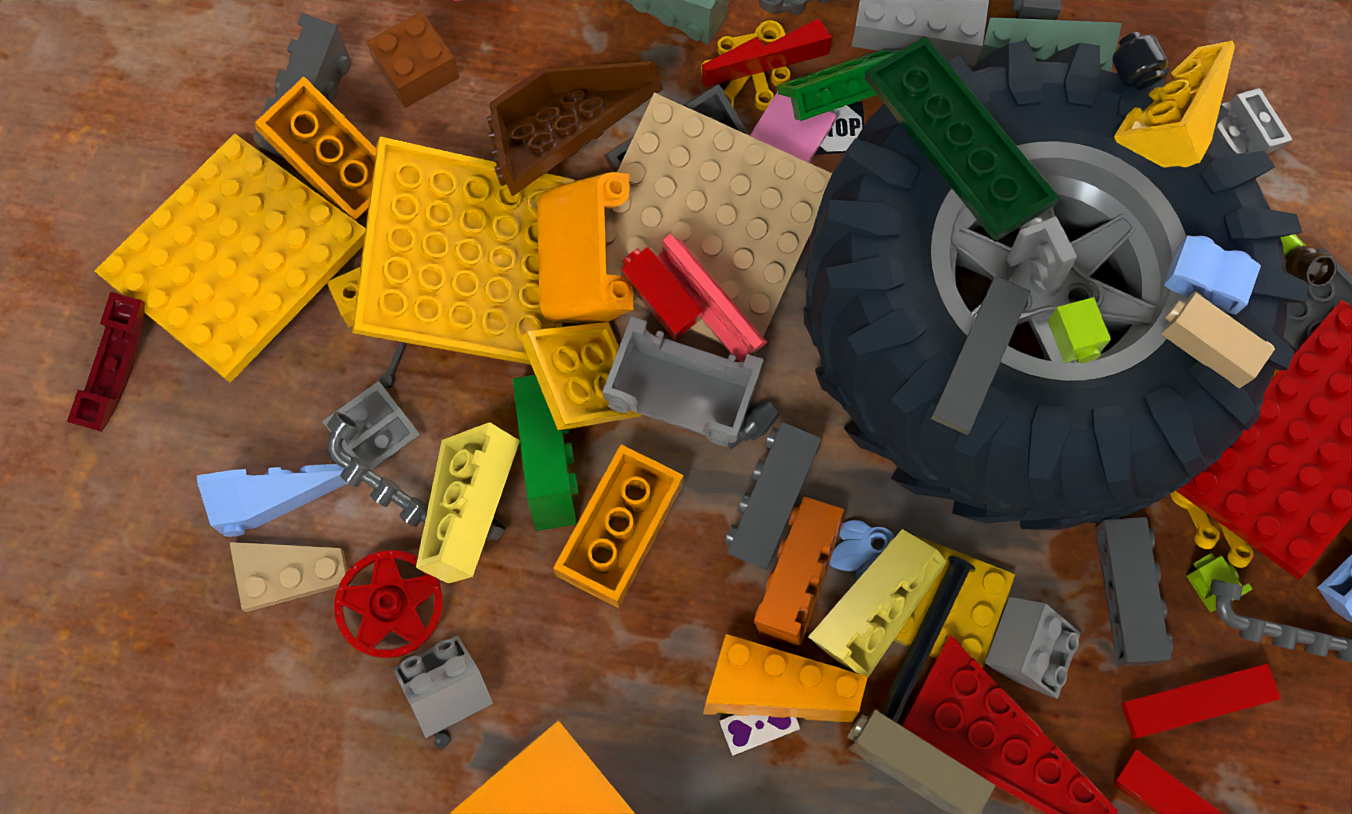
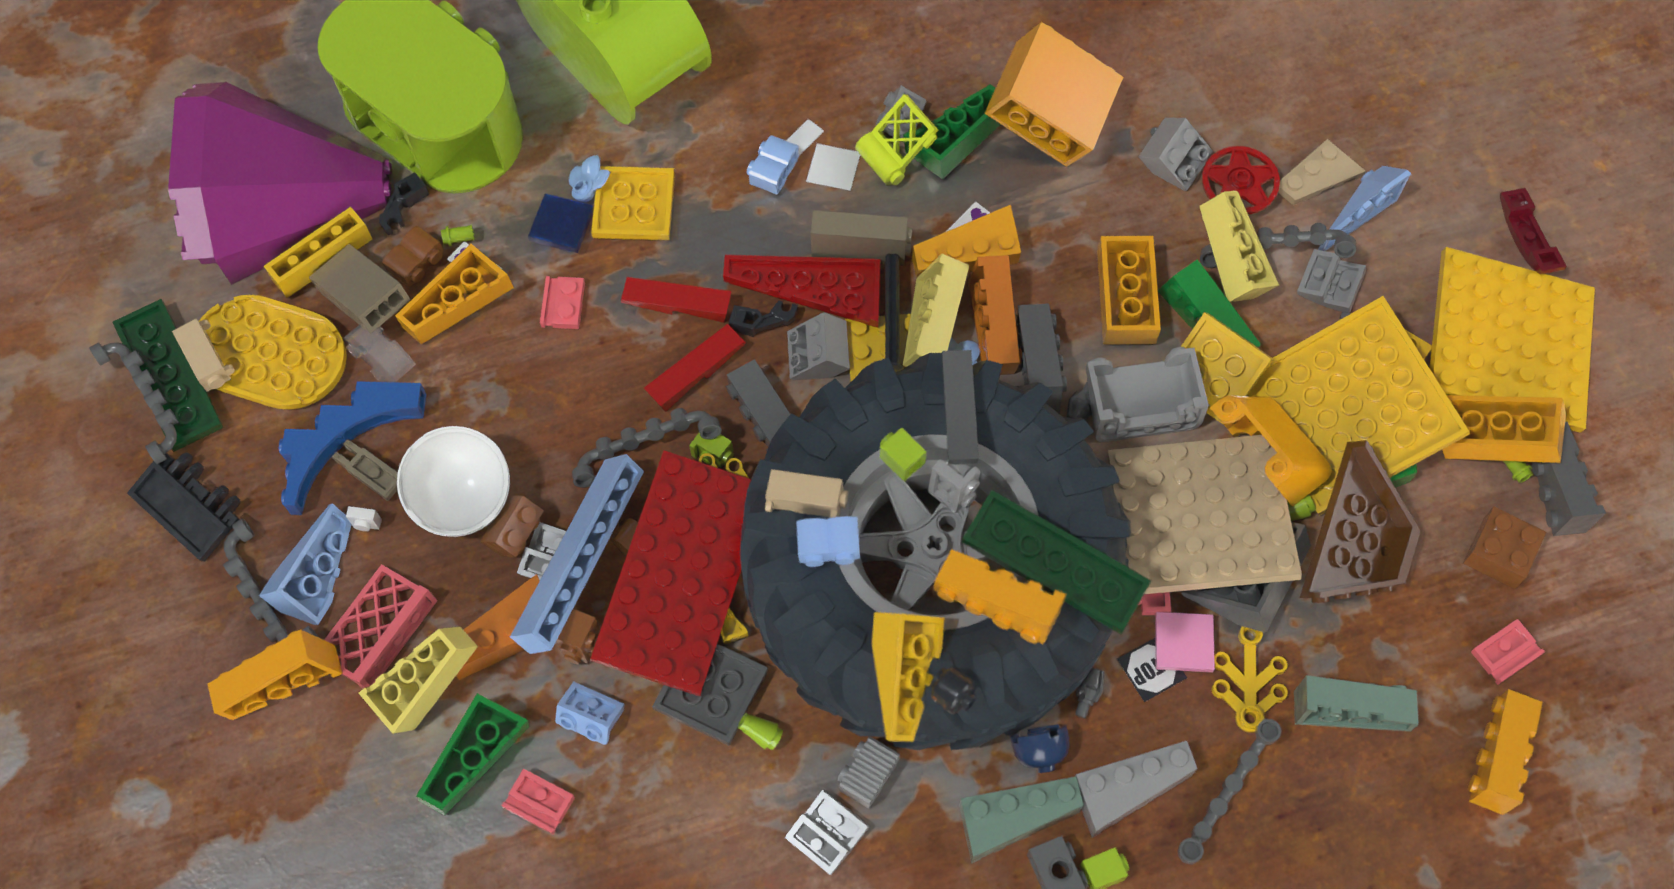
camera: 155 degrees right, 5 degrees down
(660, 292) = (1198, 430): red brick -> none
(718, 309) = (1165, 458): coral fence -> none
(754, 58) = (1249, 680): red slope -> none
(832, 86) = (1164, 691): green fence -> none
(1045, 118) = (999, 596): none -> light orange wedge
(1068, 720) = (775, 318): none -> black piece
(1311, 266) = (737, 706): dark brown wheel -> none

